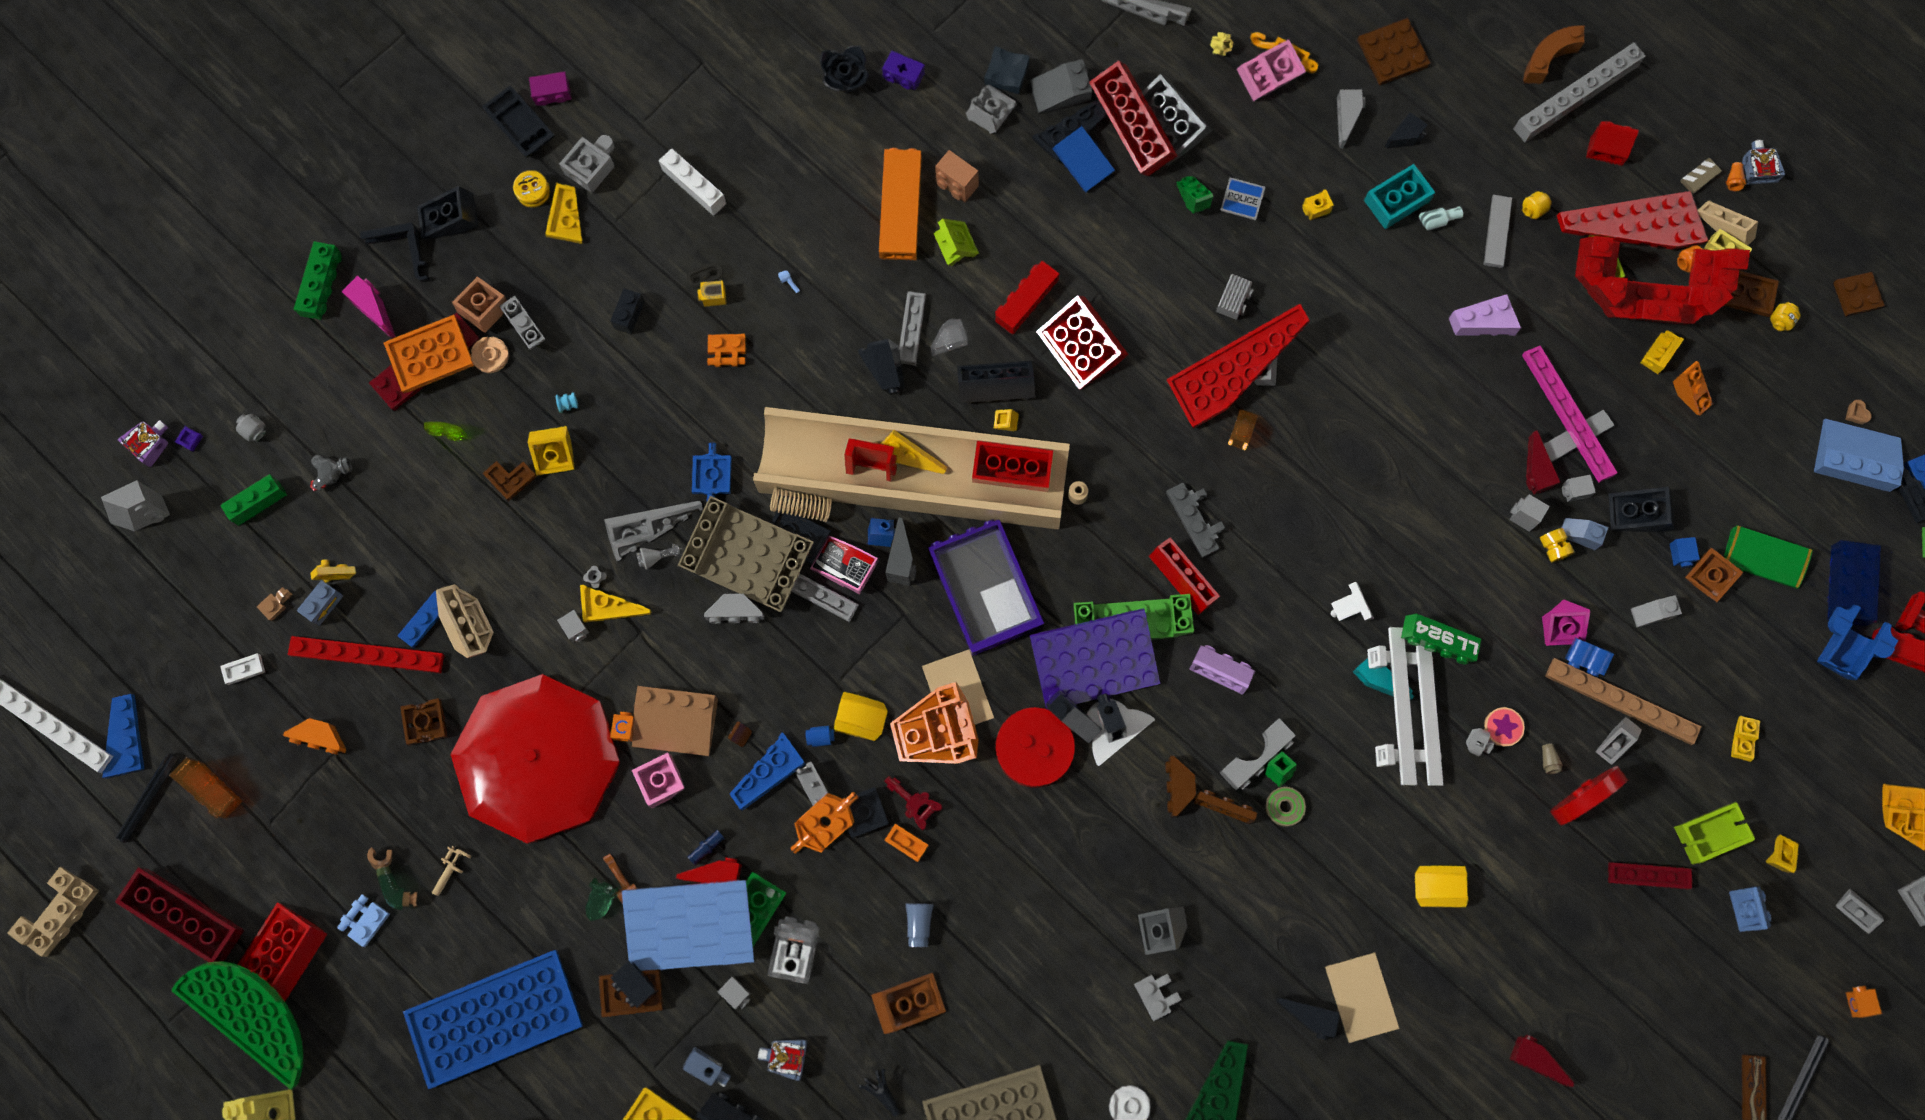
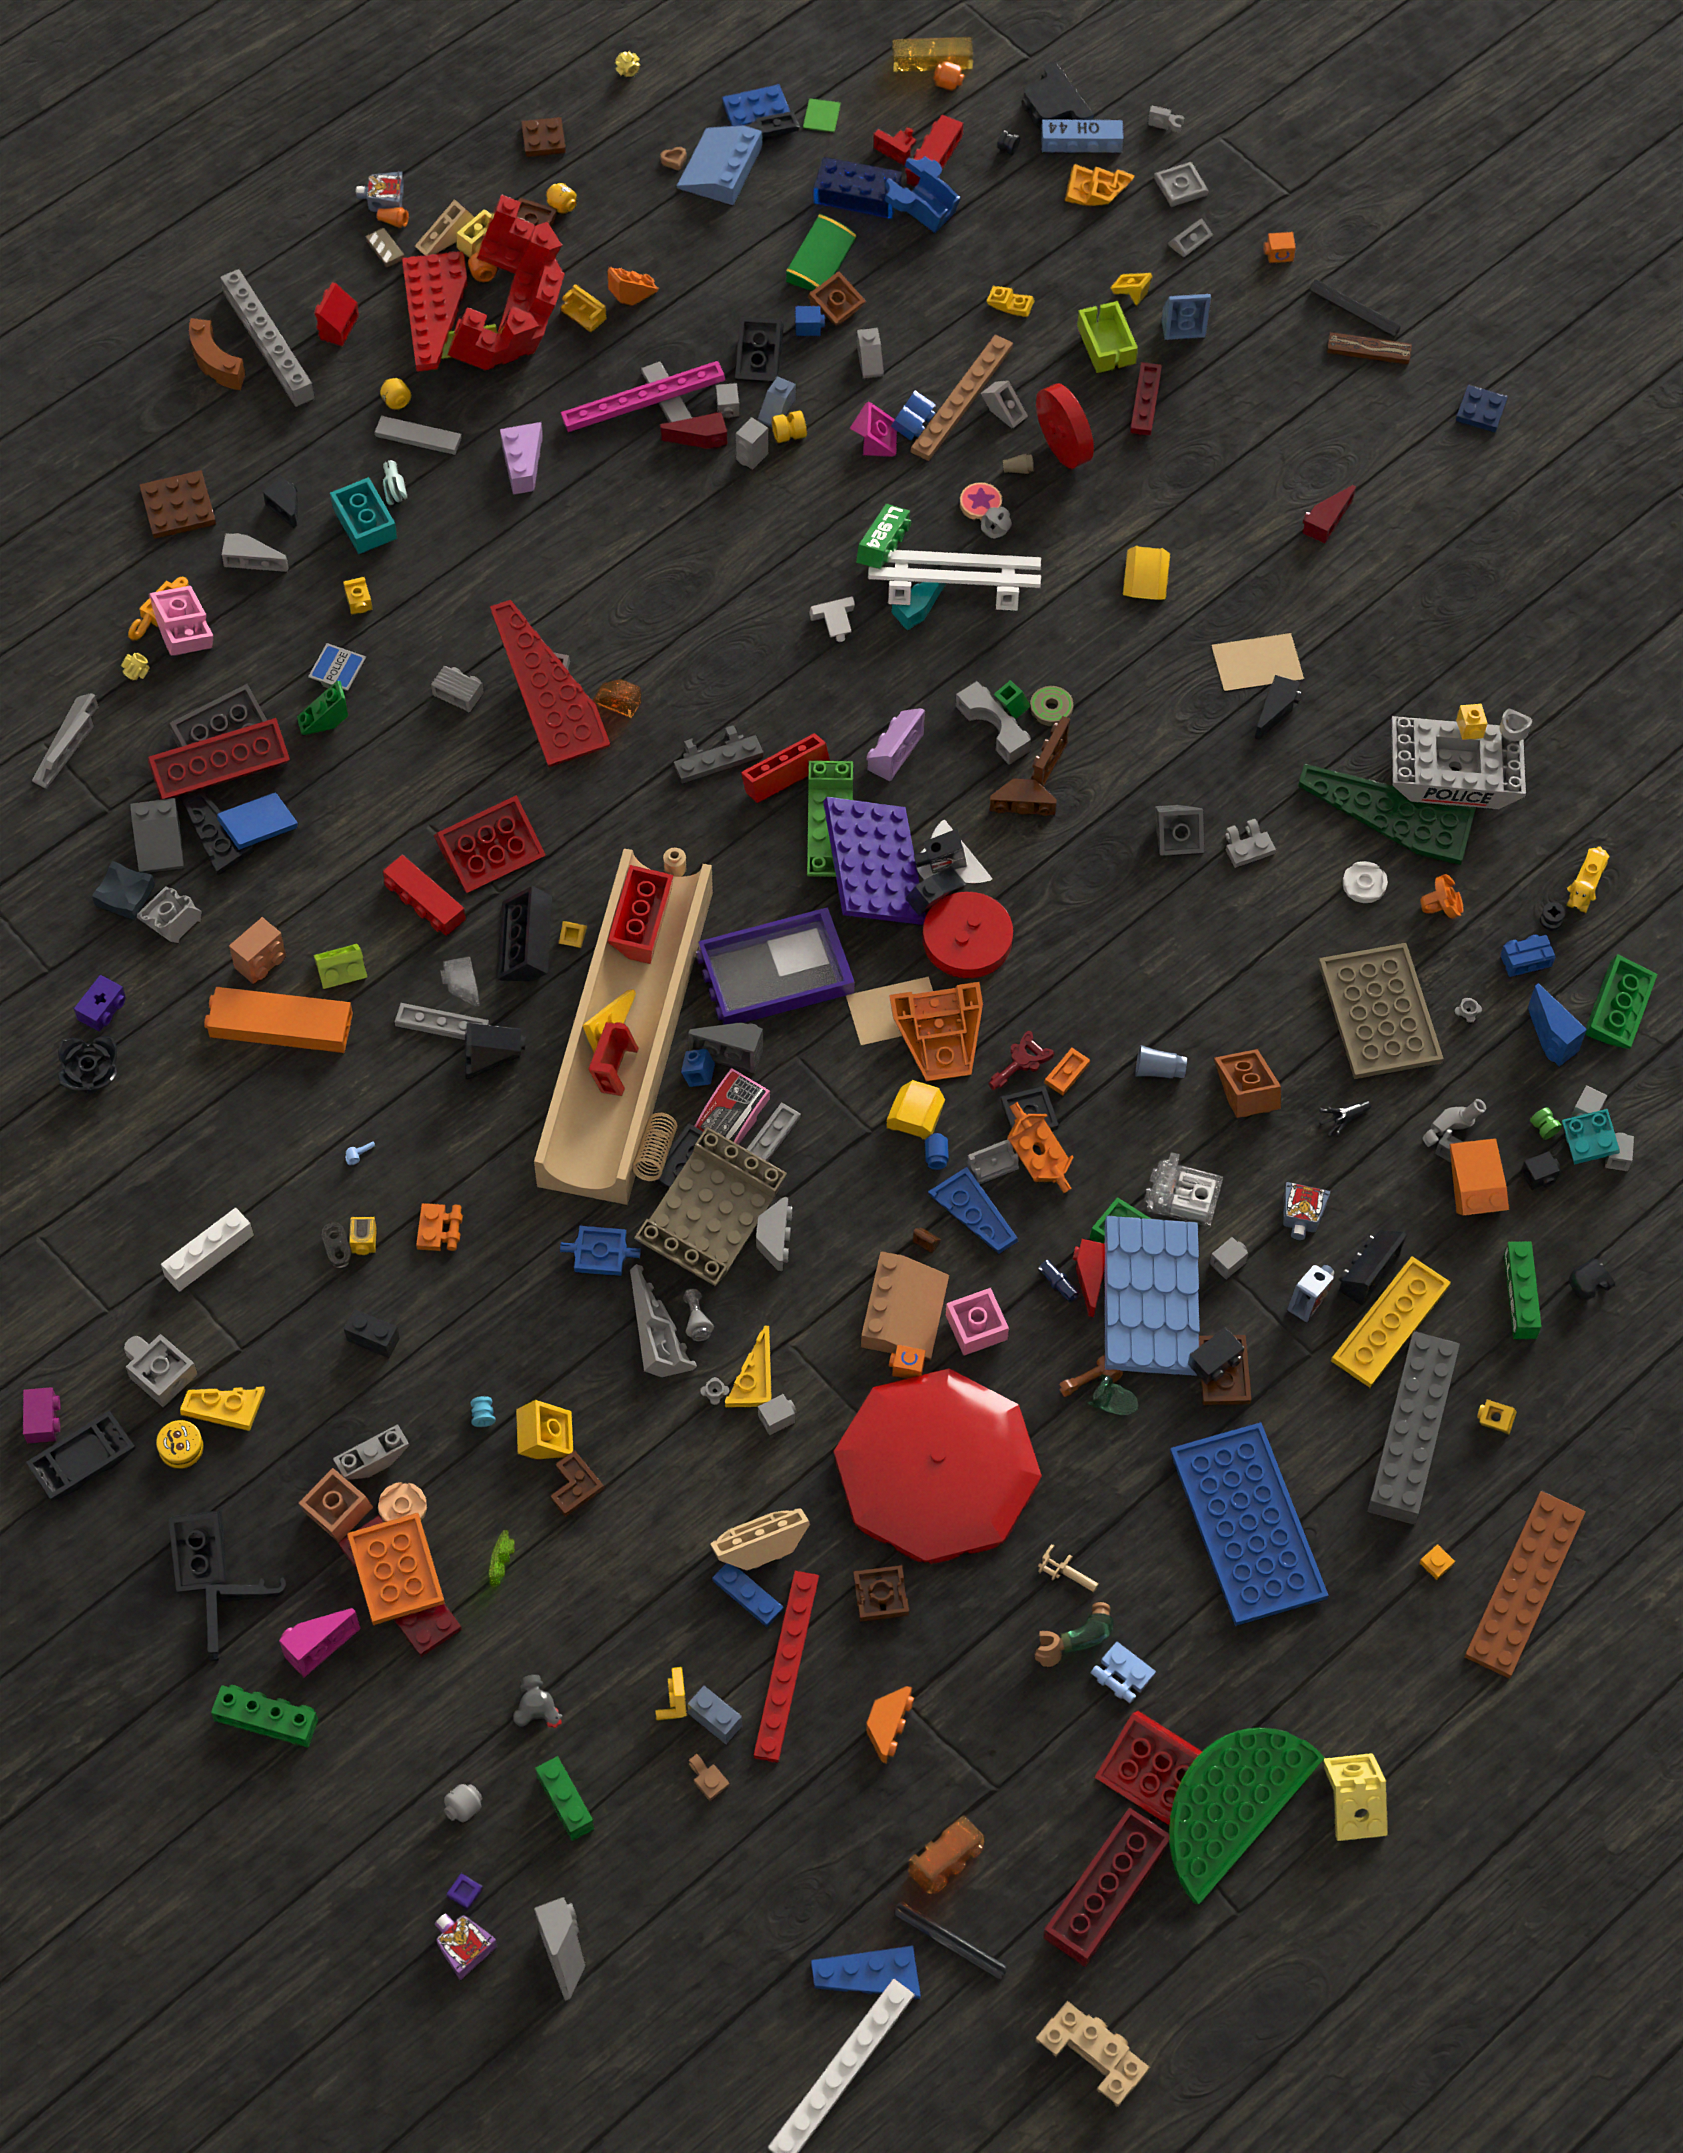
camera: 90 degrees left, 15 degrees down
(242, 669) = (791, 1816): white plate -> none

